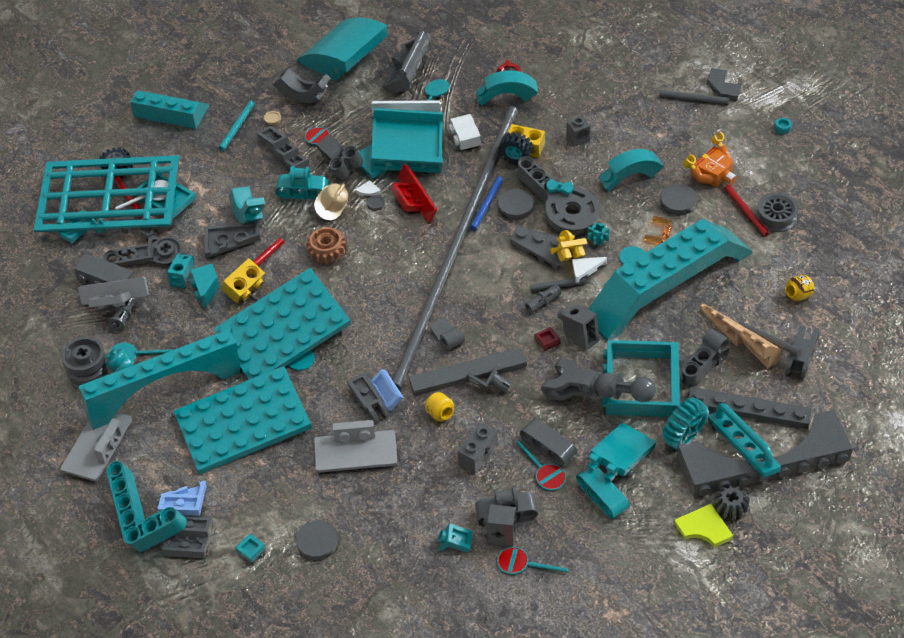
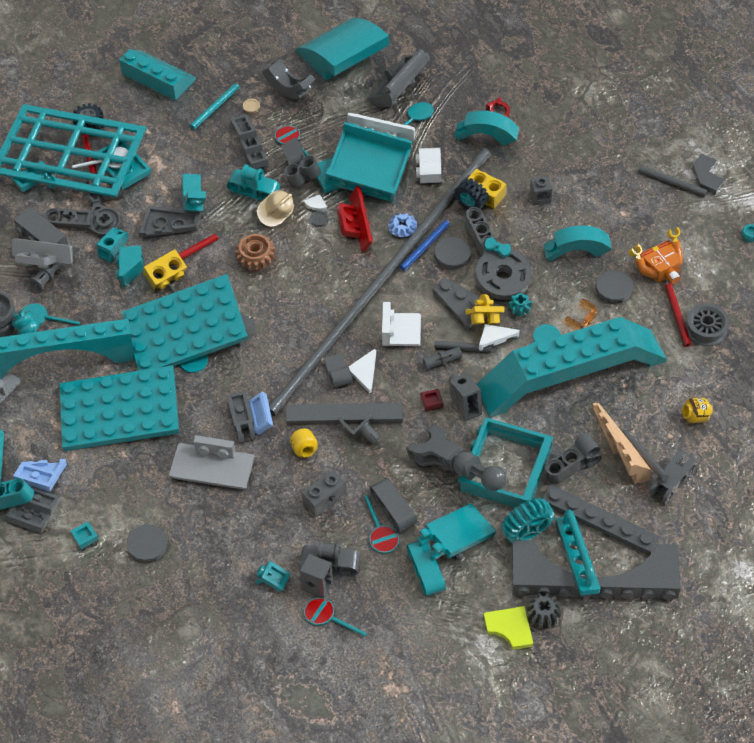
camera: 15 degrees right, 5 degrees up
(458, 195) = (401, 230): none -> light blue gear
(472, 327) = (364, 369): none -> white tile
(492, 281) = (400, 328): none -> white bracket

